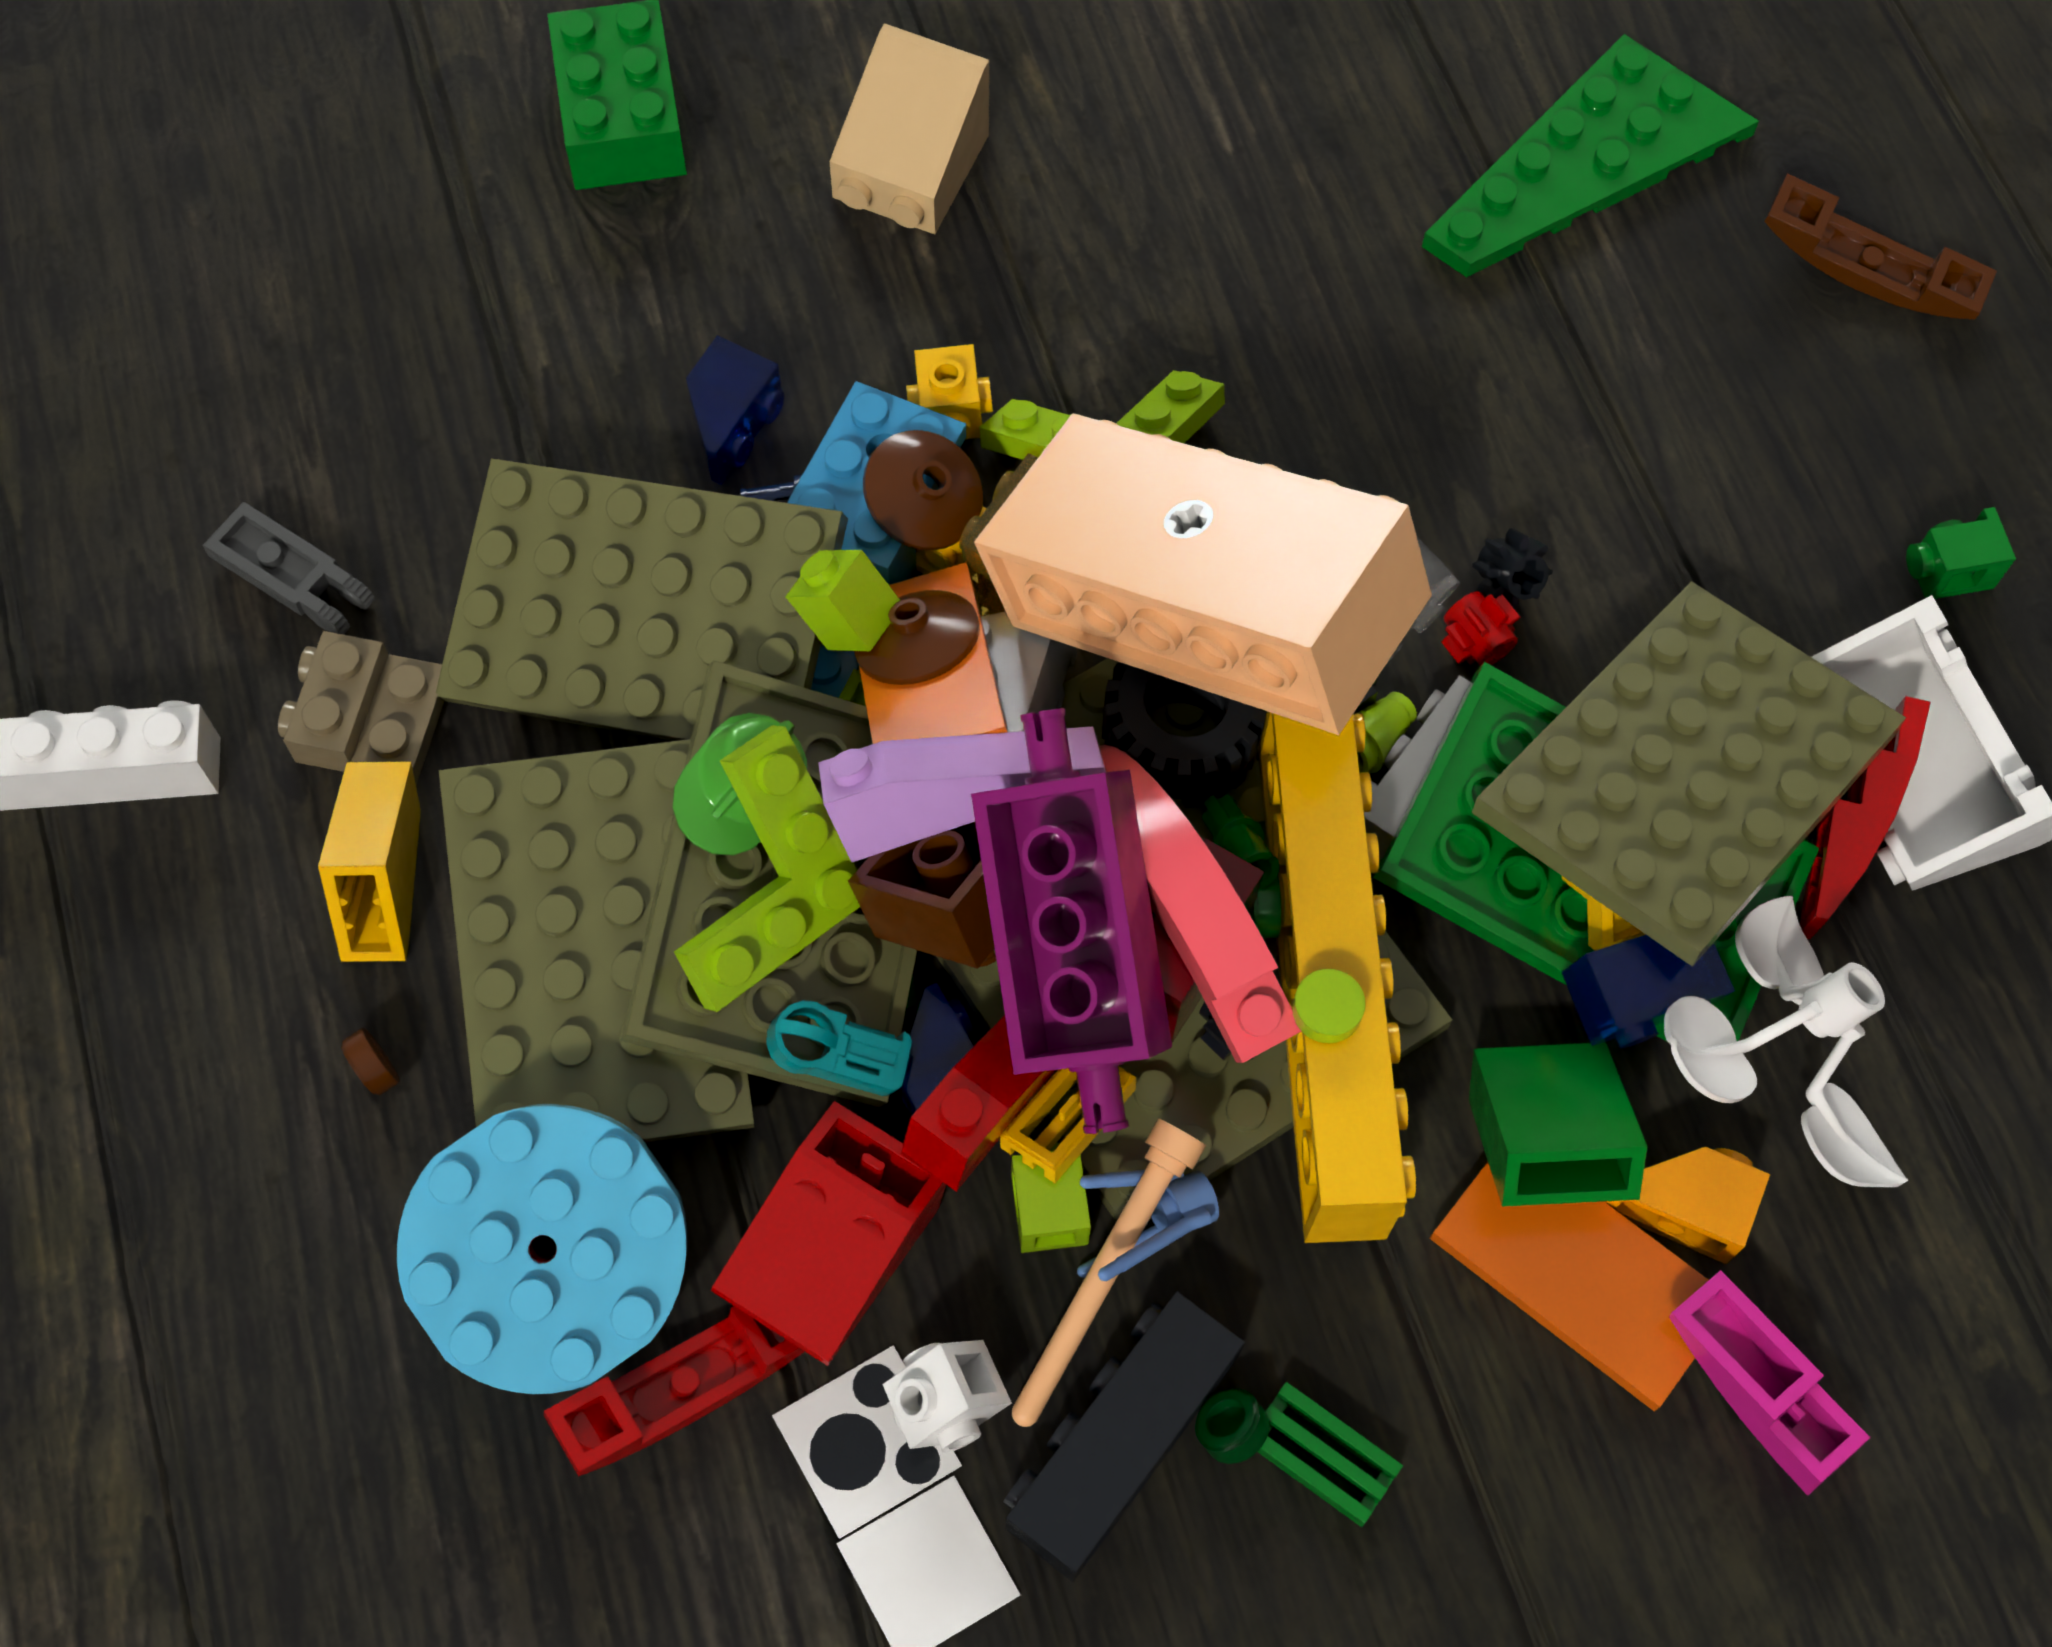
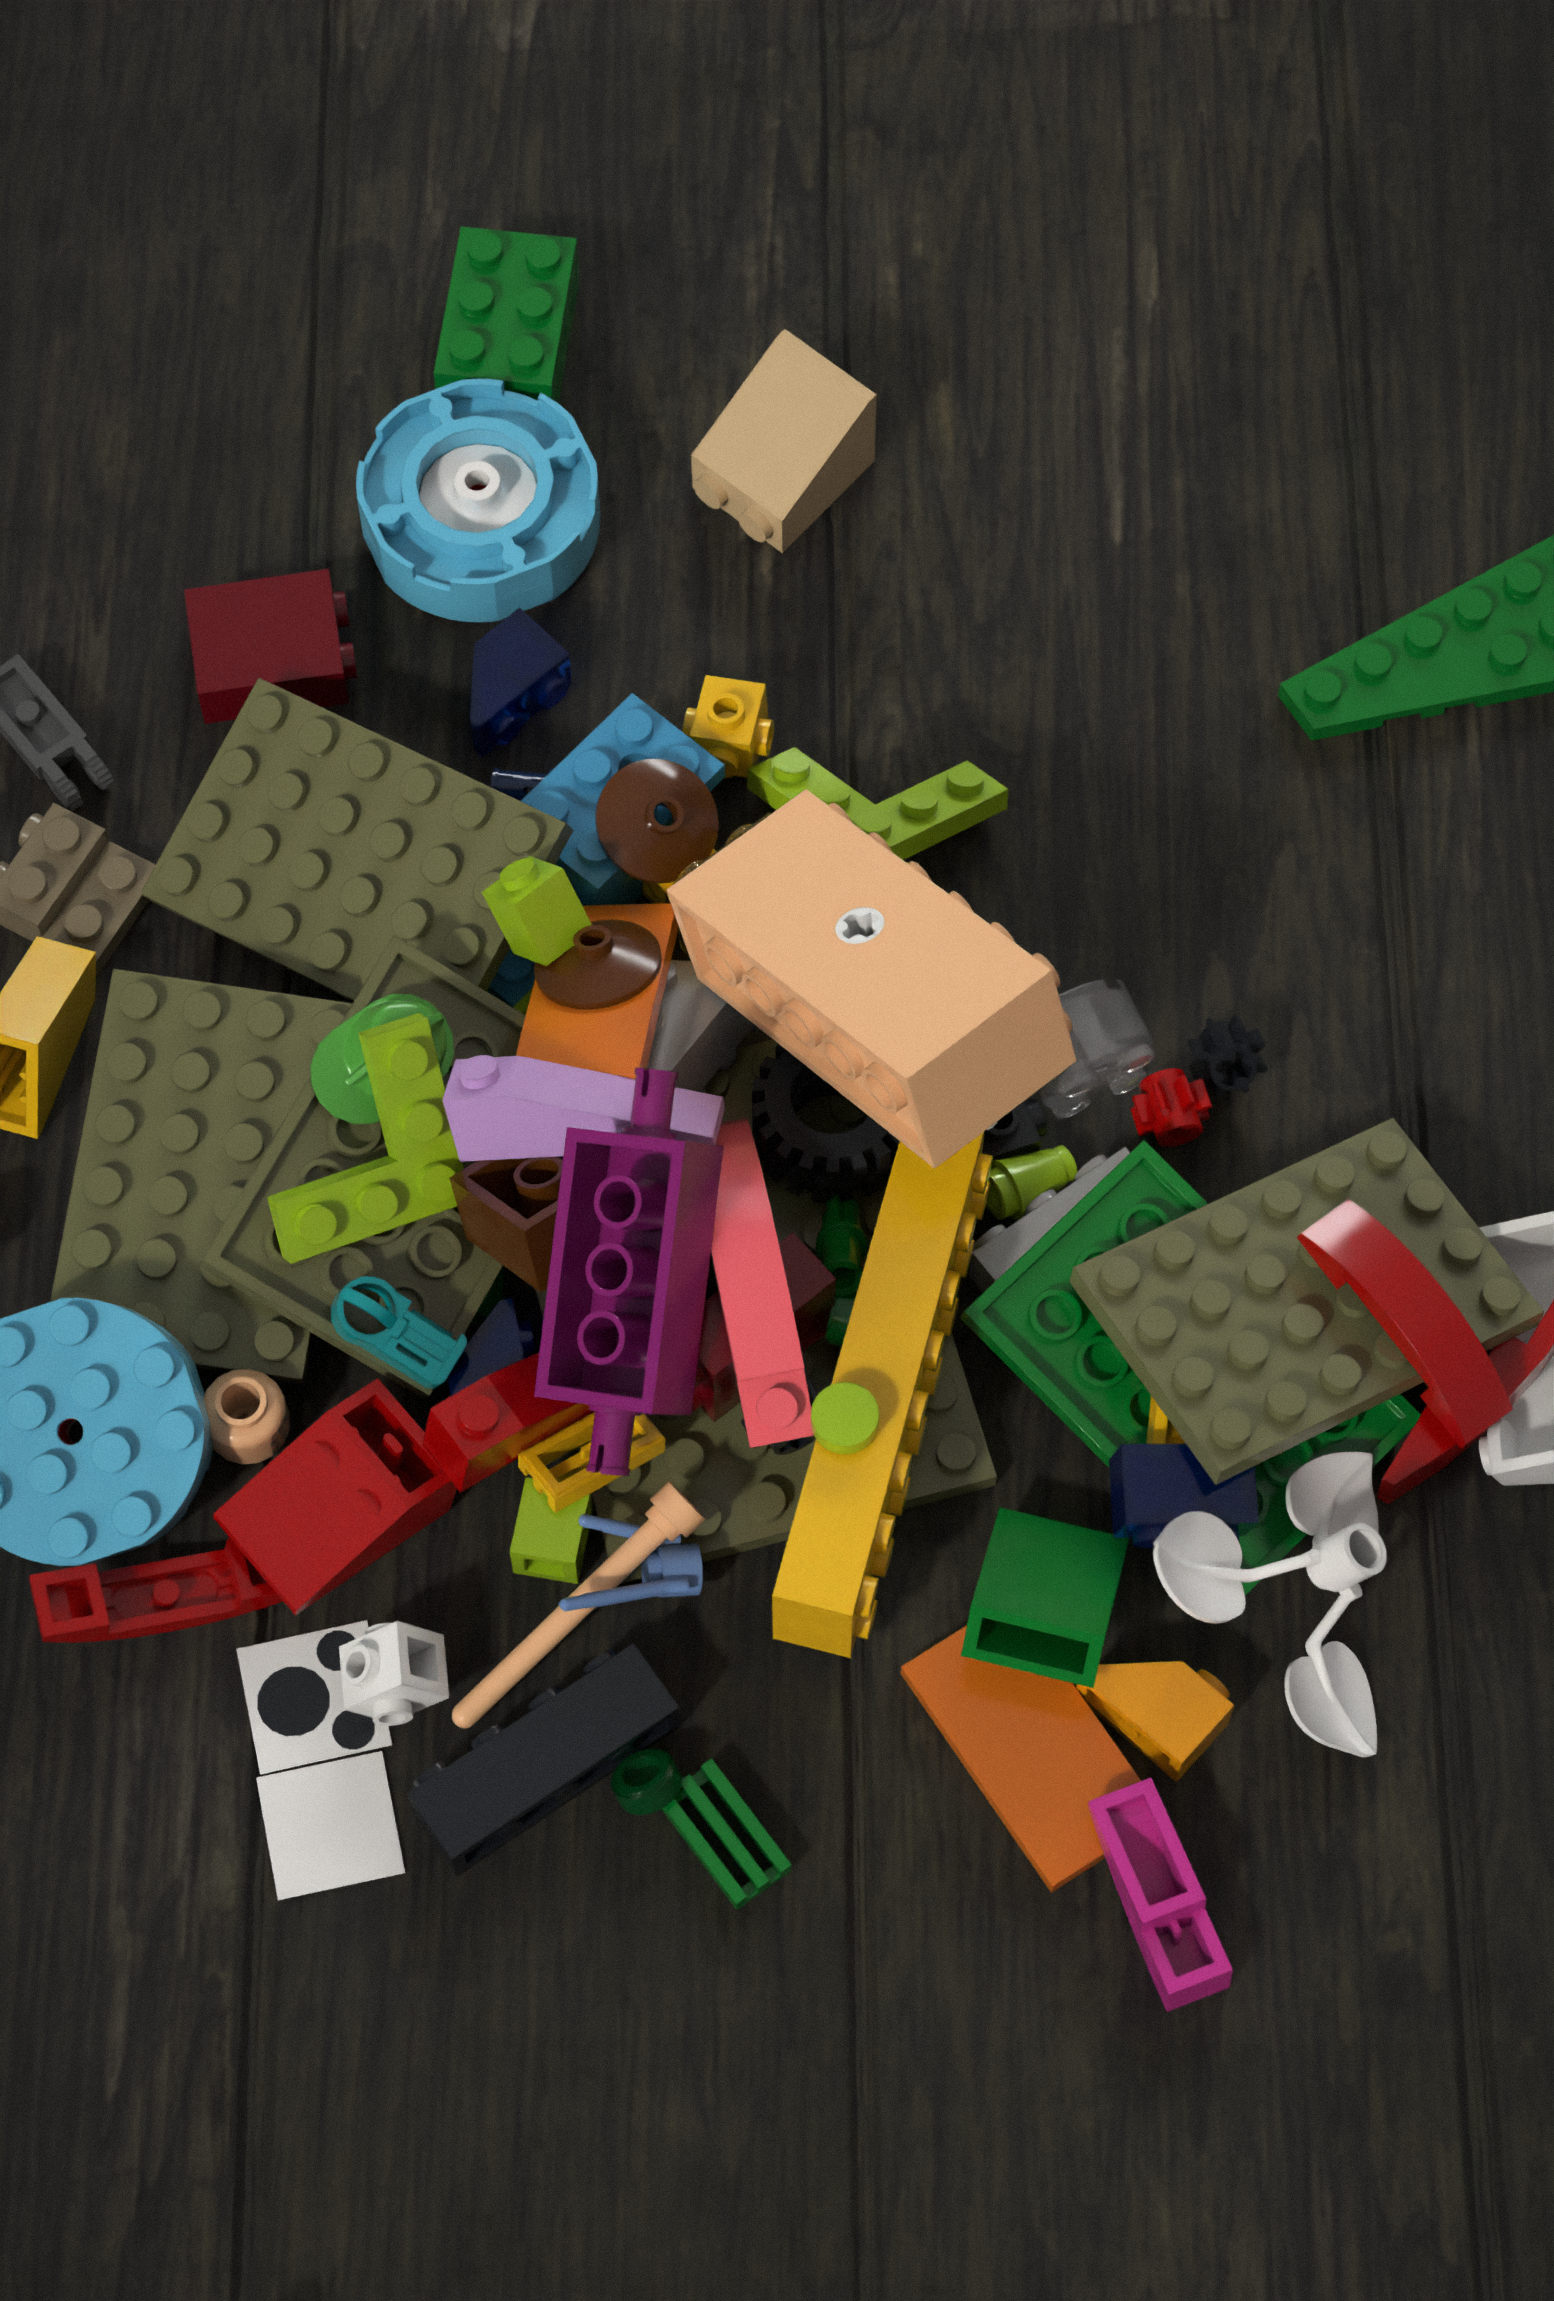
camera: 20 degrees right, 0 degrees up
(483, 414) = (269, 631): none -> dark red brick
(644, 251) = (479, 501): none -> medium azure piece
(710, 1156) = (246, 1416): none -> light nougat head
(1807, 748) = (1416, 1316): none -> red slope

